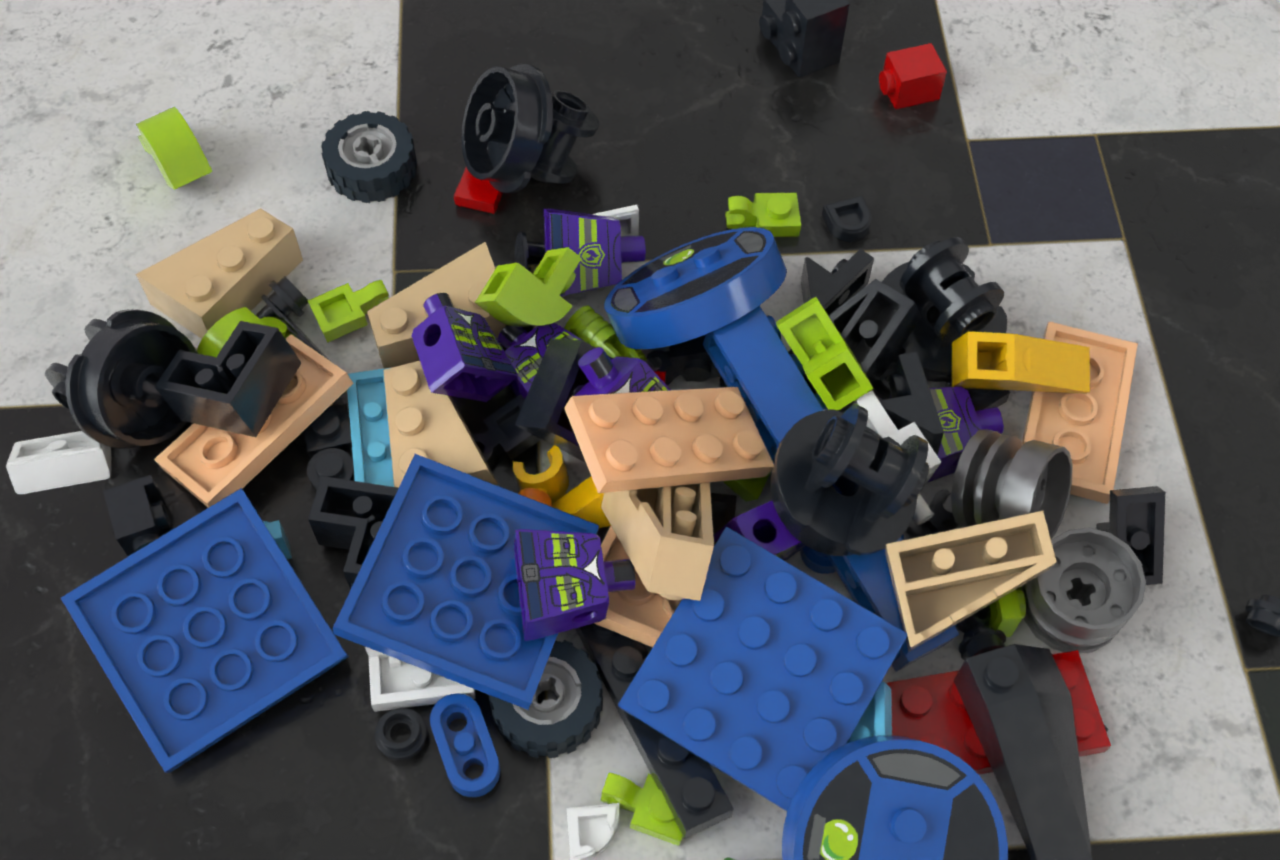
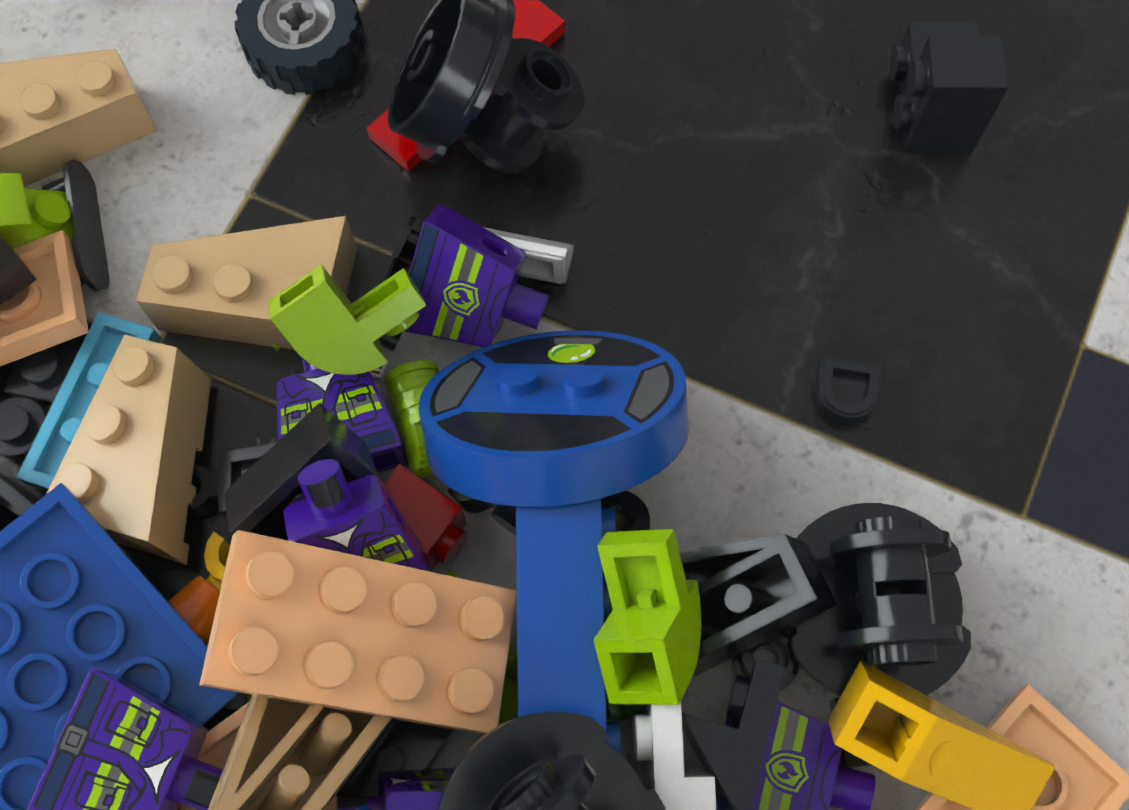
camera: 30 degrees right, 10 degrees up
(287, 297) = (98, 176): black plate -> none
(343, 310) = (154, 218): lime plate -> none
(460, 352) = (213, 359): dark purple torso -> none
(769, 211) = (748, 336): lime plate -> none
(838, 286) = (747, 492): black slope -> none
(912, 76) = (1055, 221): red brick -> none

